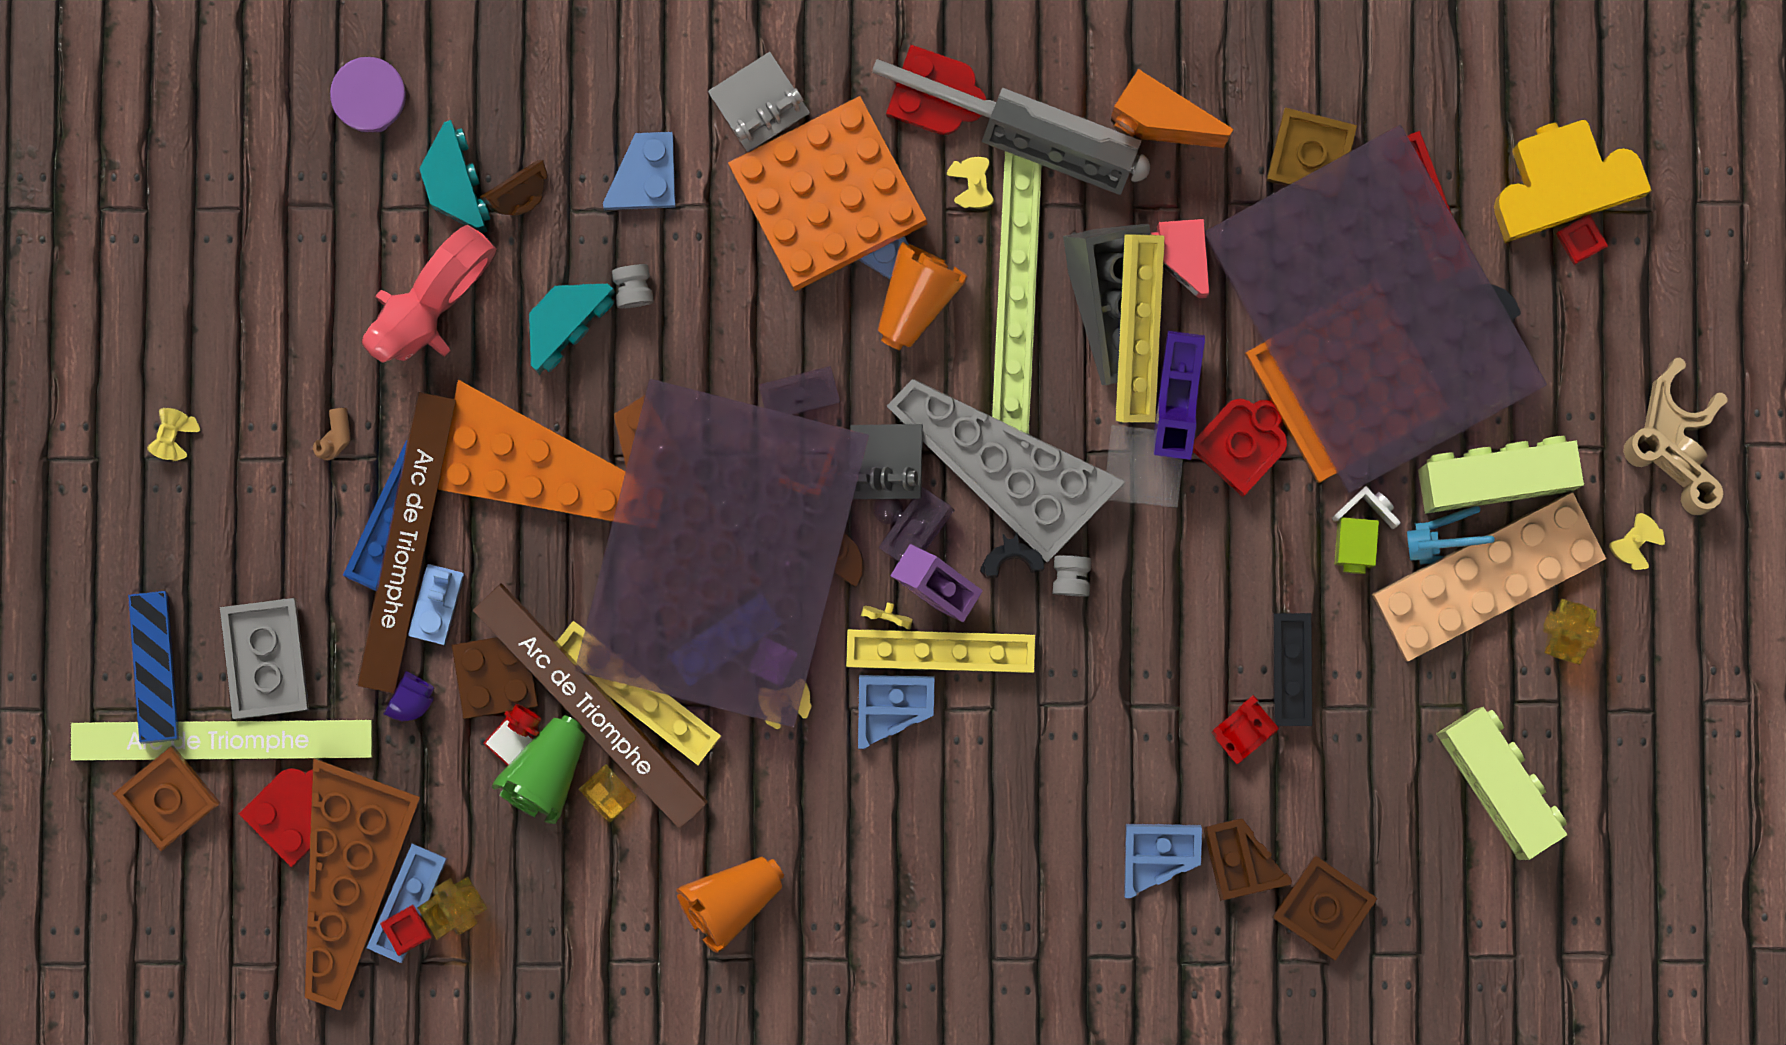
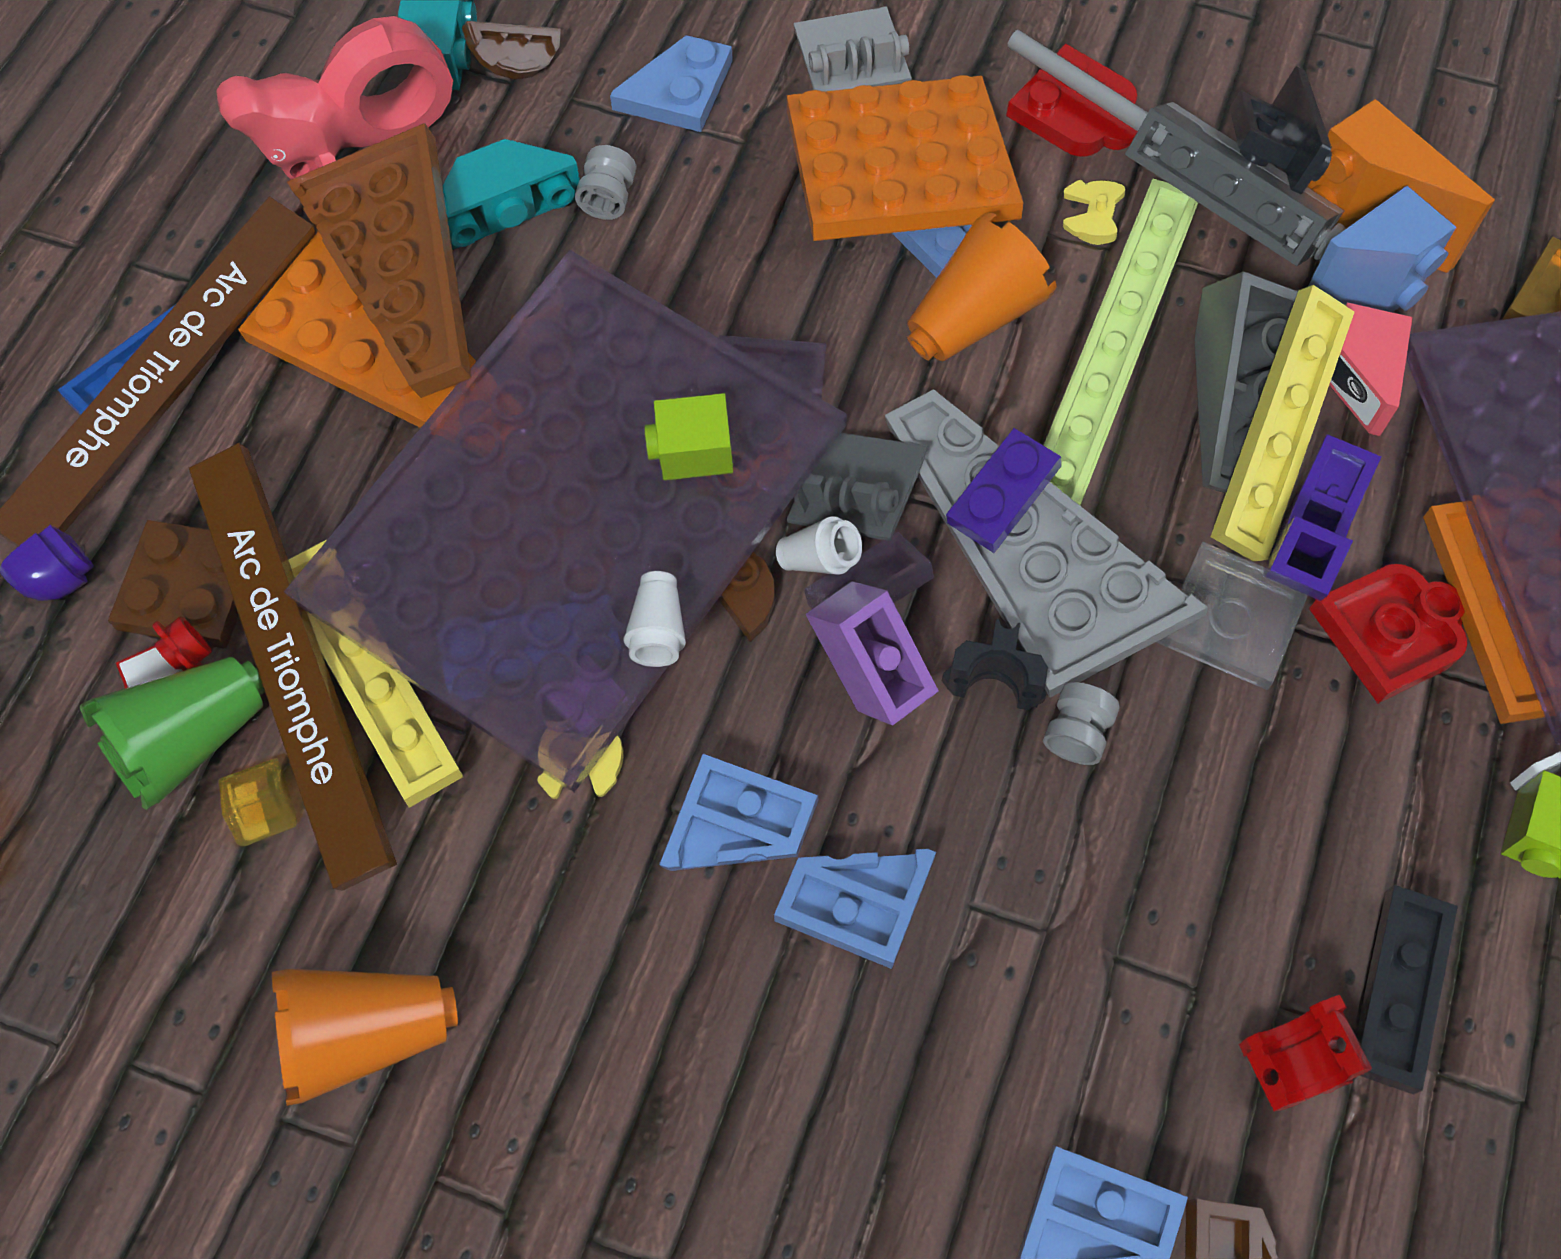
camera: 20 degrees right, 20 degrees down
(337, 438) = (148, 239): medium nougat arm -> none
(436, 604) = (157, 468): light blue plate -> none
(515, 395) = (392, 242): none -> dark orange wing
(782, 493) = (690, 437): none -> lime brick
(806, 615) = (655, 621): none -> white cone
(875, 613) = (759, 674): light yellow piece -> none
(882, 519) = (822, 548): none -> white cone
(940, 651) = (843, 765): light yellow plate -> none
(977, 728) = (856, 900): none -> medium blue wing
(980, 441) = (1003, 490): none -> dark purple plate
(1080, 97) = (1284, 132): none -> black bracket
(1174, 180) = (1386, 254): none -> medium blue slope

